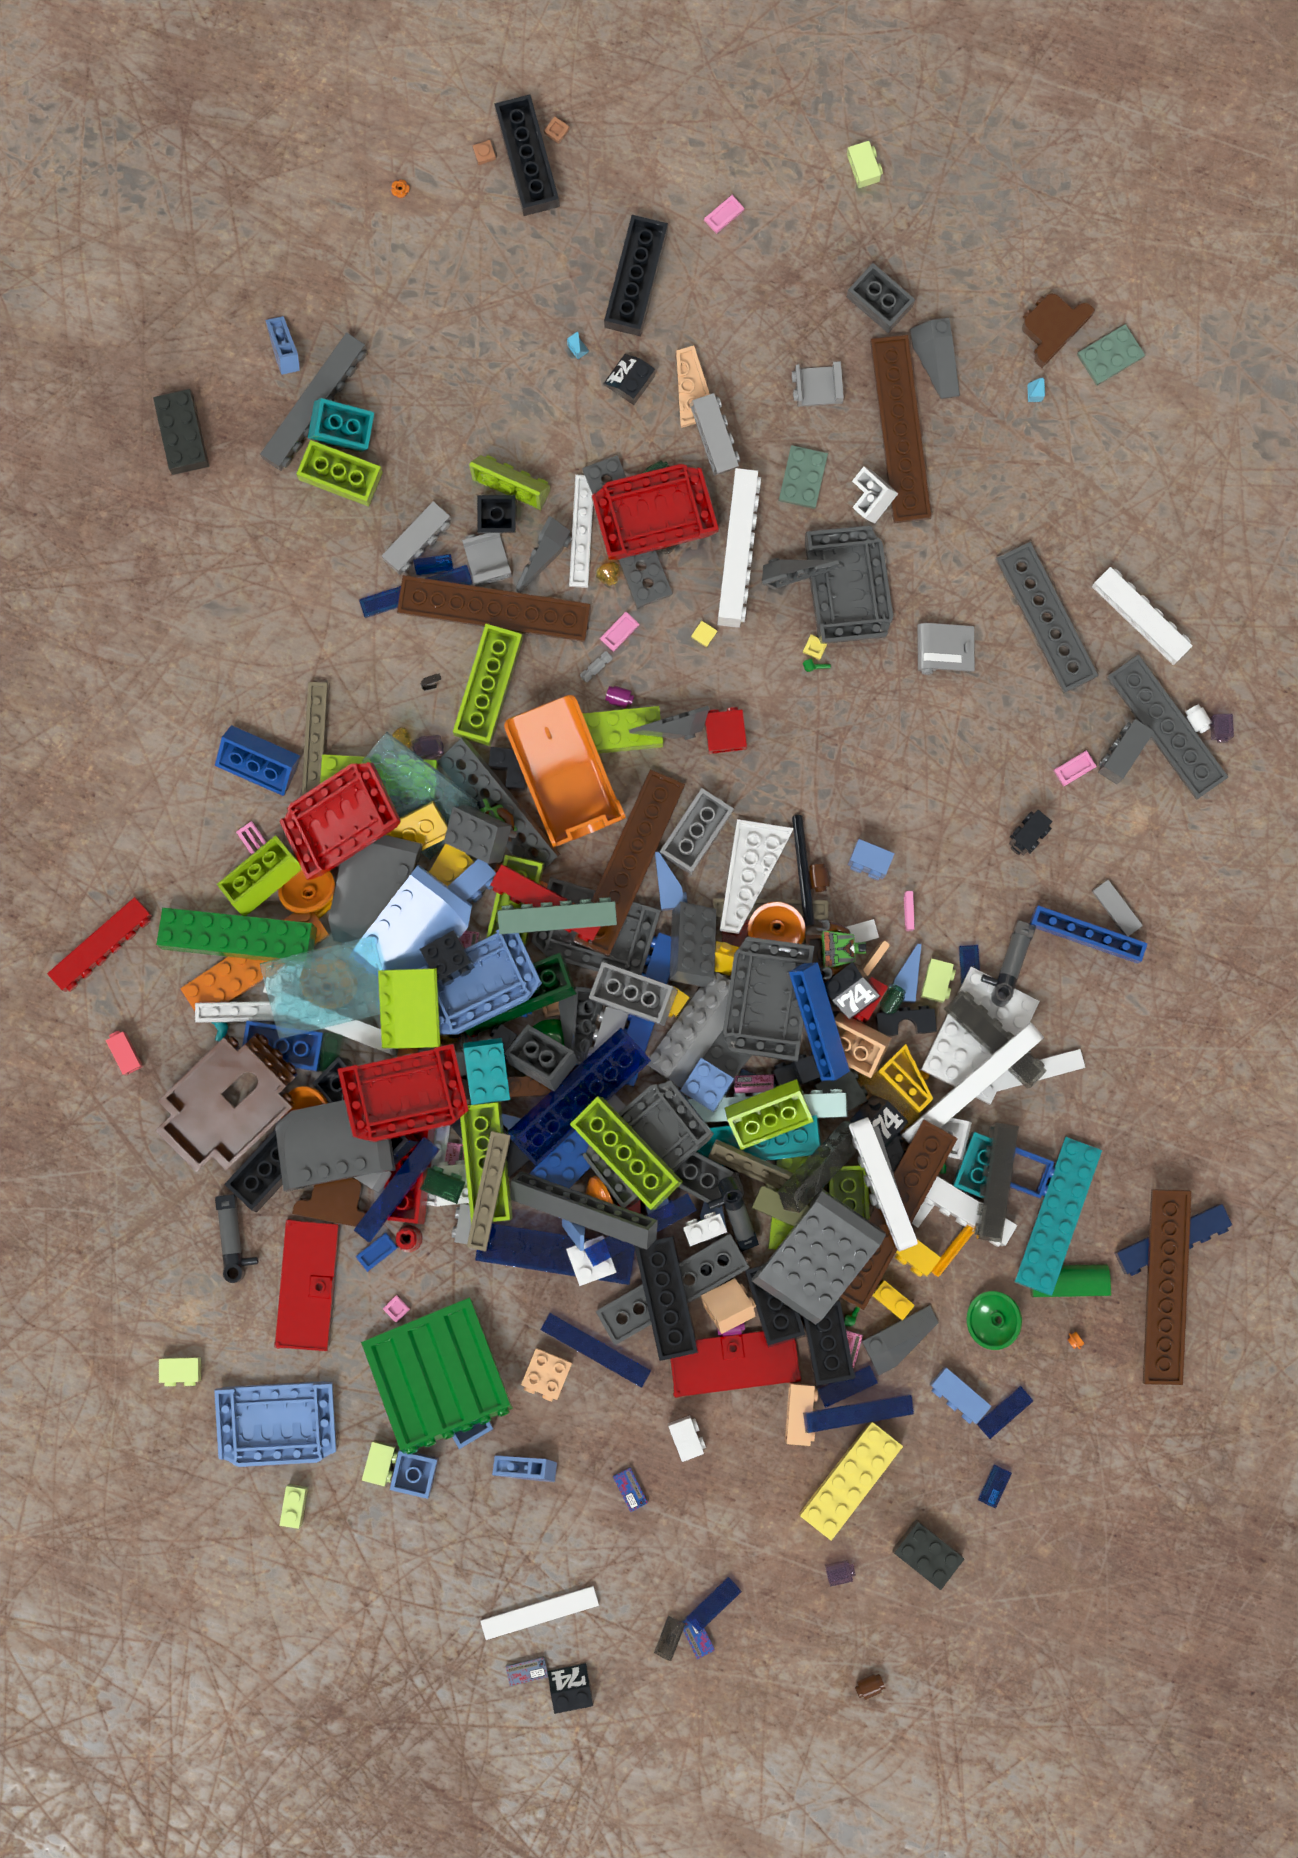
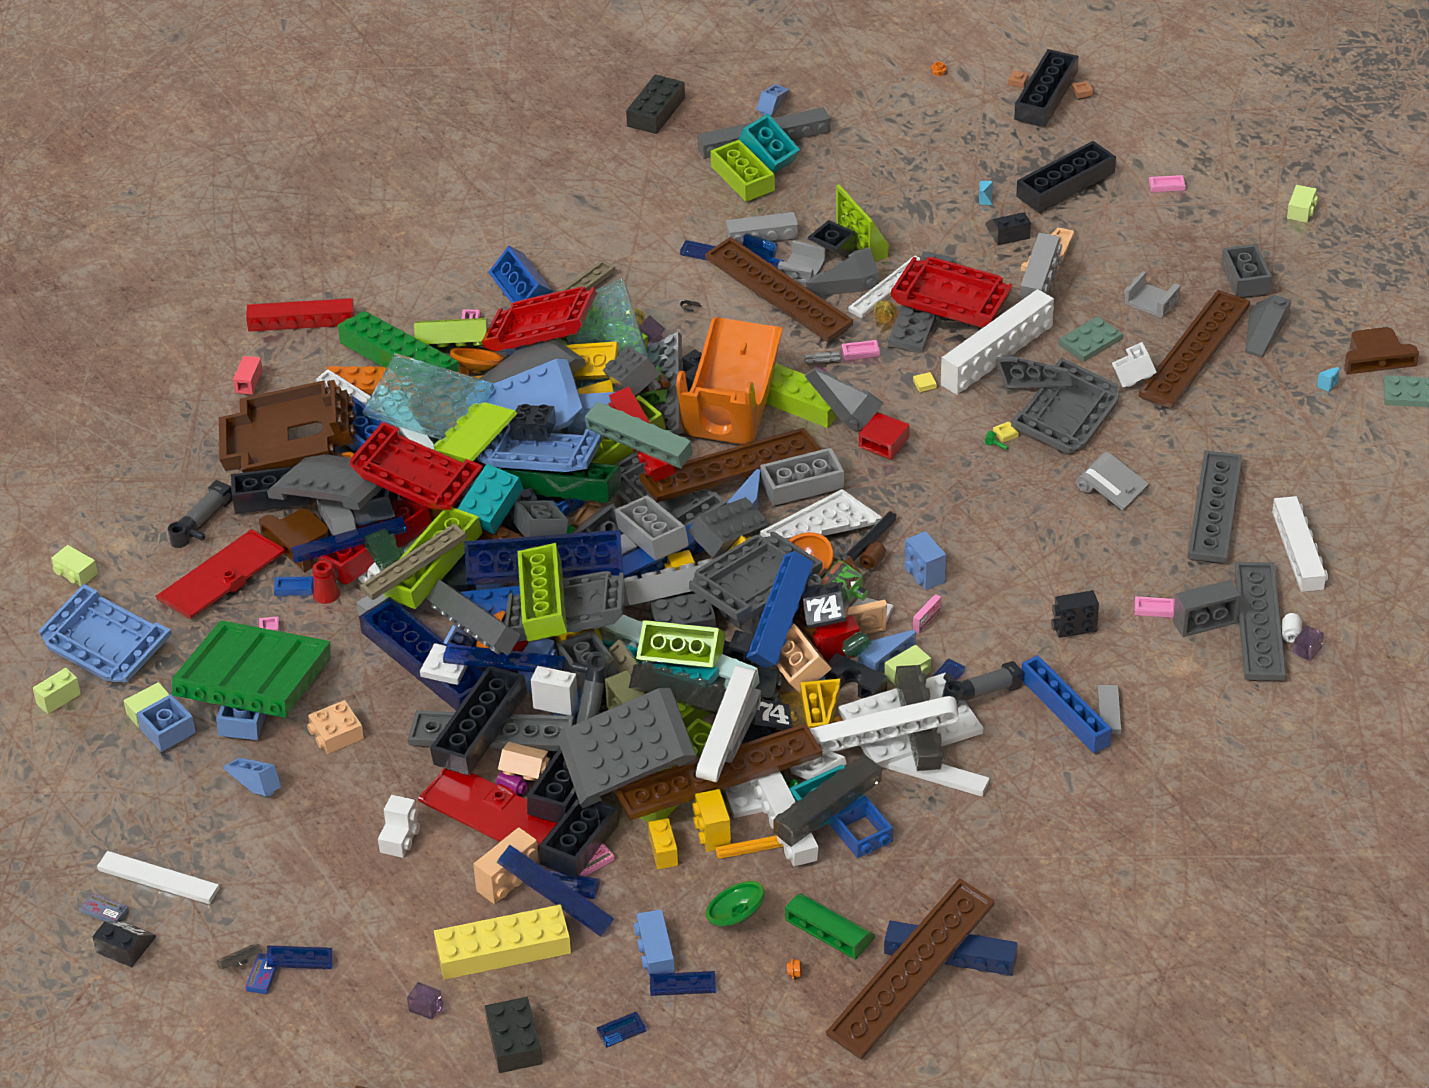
camera: 40 degrees right, 40 degrees down
(488, 684) = (753, 306): lime brick -> none
(595, 1350) = (390, 739): clear blue tile -> none
(630, 1489) = (318, 842): tile -> none
(707, 1084) = (651, 604): medium blue brick -> none
(850, 1320) = (615, 842): green hand -> none
(896, 1341) = (635, 873): dark grey wedge -> none
(1058, 1216) = (860, 869): teal plate -> none

